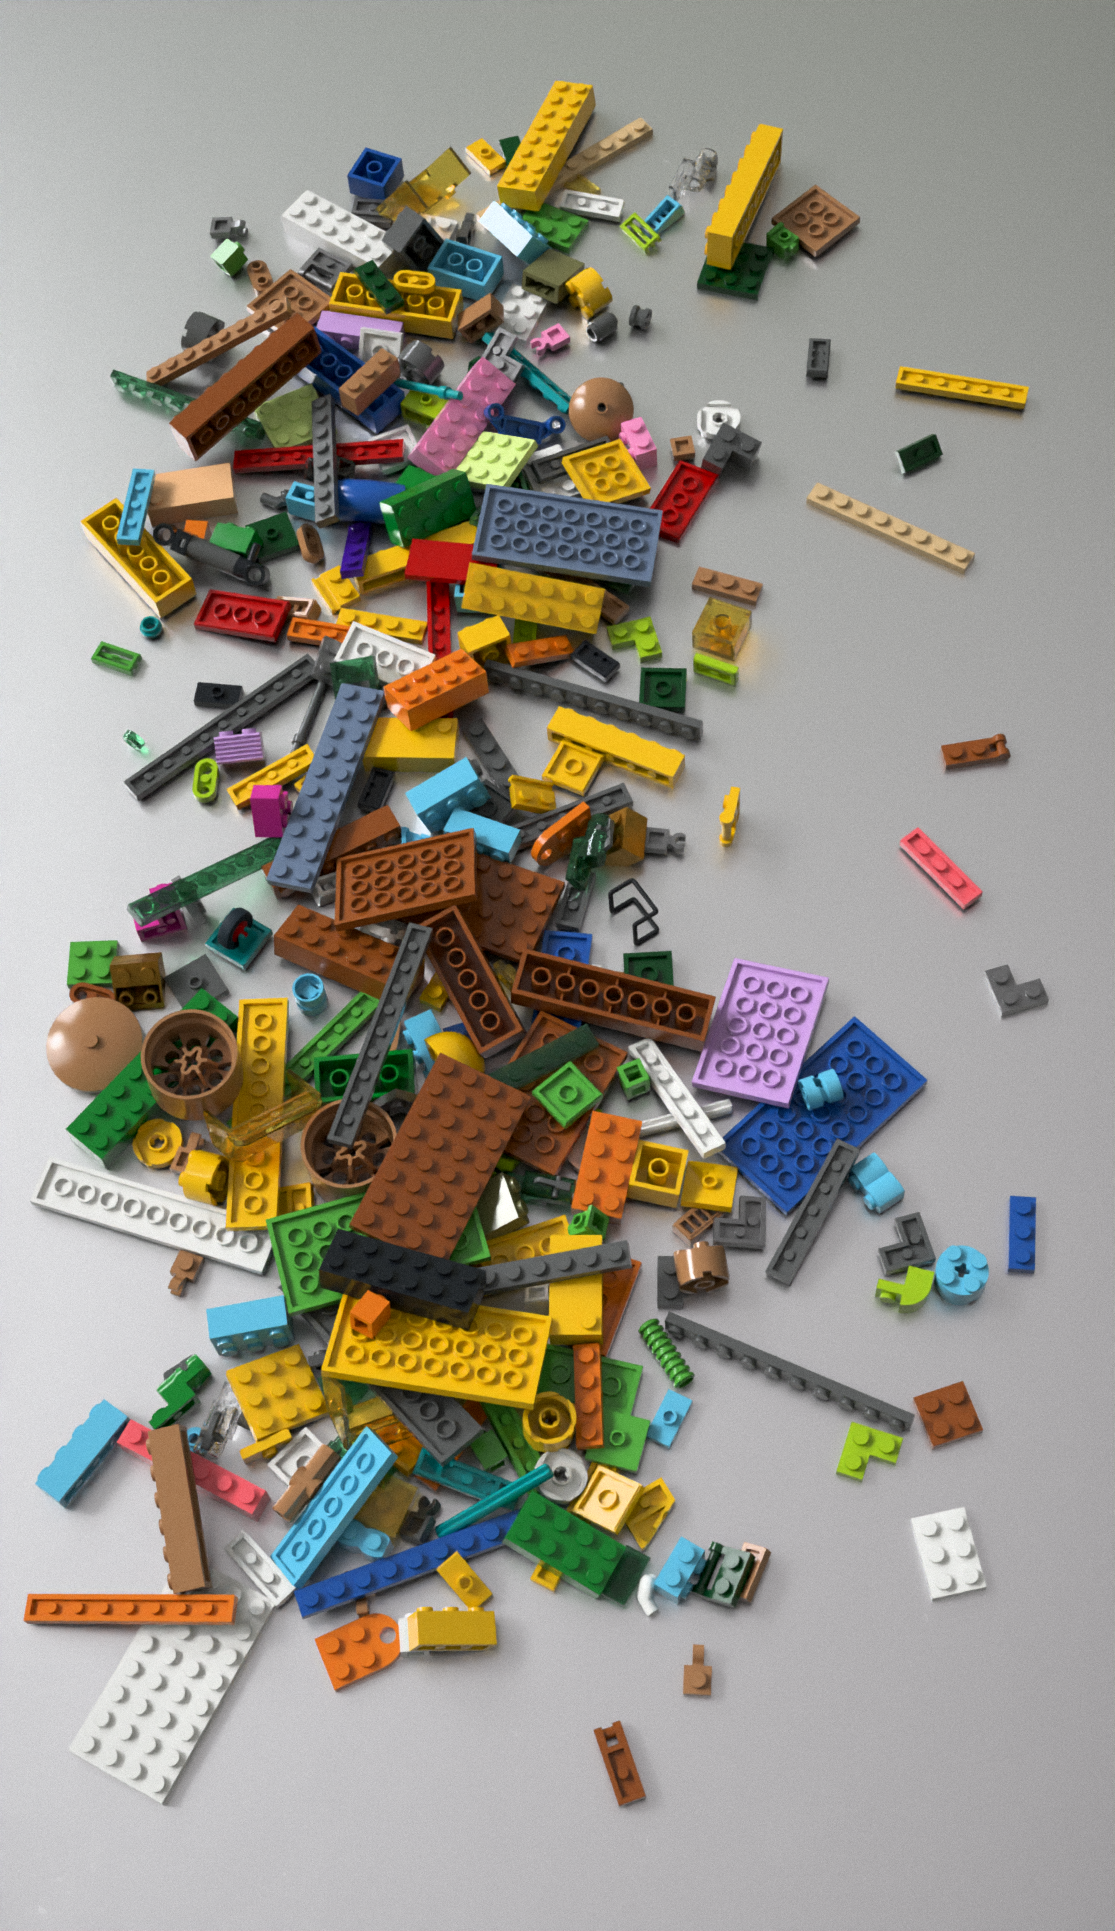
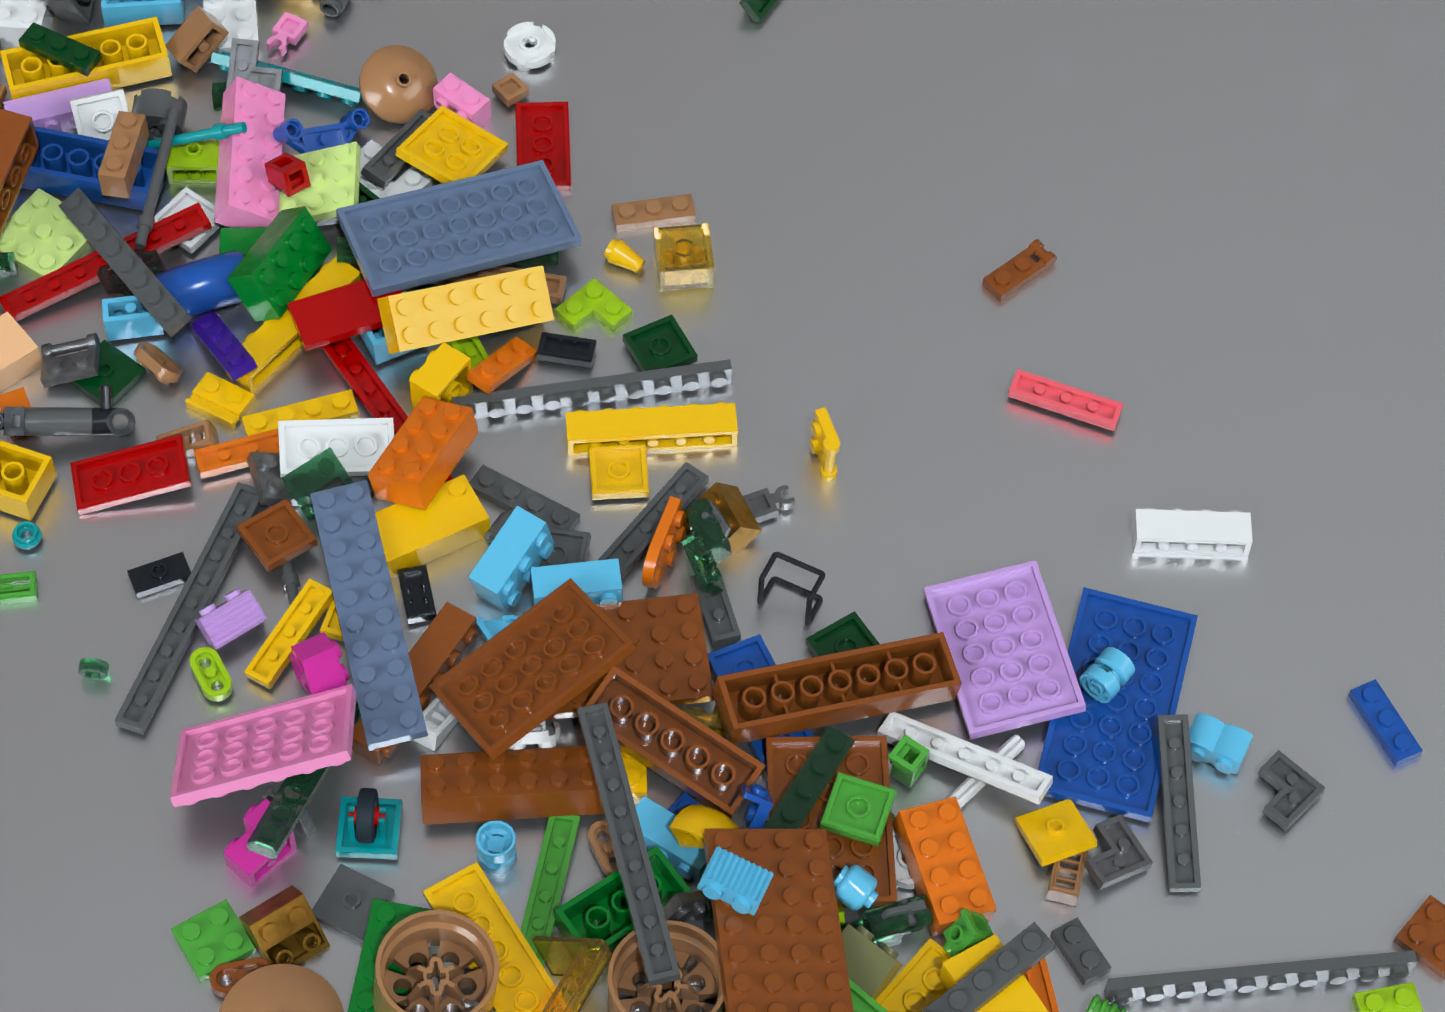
camera: 40 degrees left, 5 degrees down
(196, 846) = (264, 745): none -> bright pink plate
(235, 538) = (74, 391): green brick -> none
(256, 520) = (72, 366): none -> flat silver plate
(275, 502) = (92, 326): dark grey arm -> none
(306, 703) = (277, 535): none -> dark orange plate
(358, 437) = (146, 221): none -> dark grey bar
(414, 282) = (100, 27): yellow plate -> none
(428, 1100) = (735, 881): none -> medium azure brick
(472, 444) = (288, 173): none -> red brick
(501, 1054) = (758, 812): none -> blue bracket
(525, 1149) = (855, 887): none -> medium azure head
(531, 794) = (597, 519): yellow plate -> none
(657, 1173) = (1003, 844): yellow brick -> none
(681, 608) = (624, 256): none -> yellow cone
(701, 1268) = (1110, 917): medium nougat brick -> none
(715, 669) = (702, 302): lime tile -> none
(730, 446) = (564, 66): dark grey brick -> none
(890, 528) = (781, 83): tan plate -> none
(912, 1294) = (1323, 835): lime brick -> none
(964, 1261) = (1360, 790): medium azure brick -> none
(968, 1015) = (1192, 532): none -> white brick
(1012, 997) = (1214, 494): flat silver plate -> none

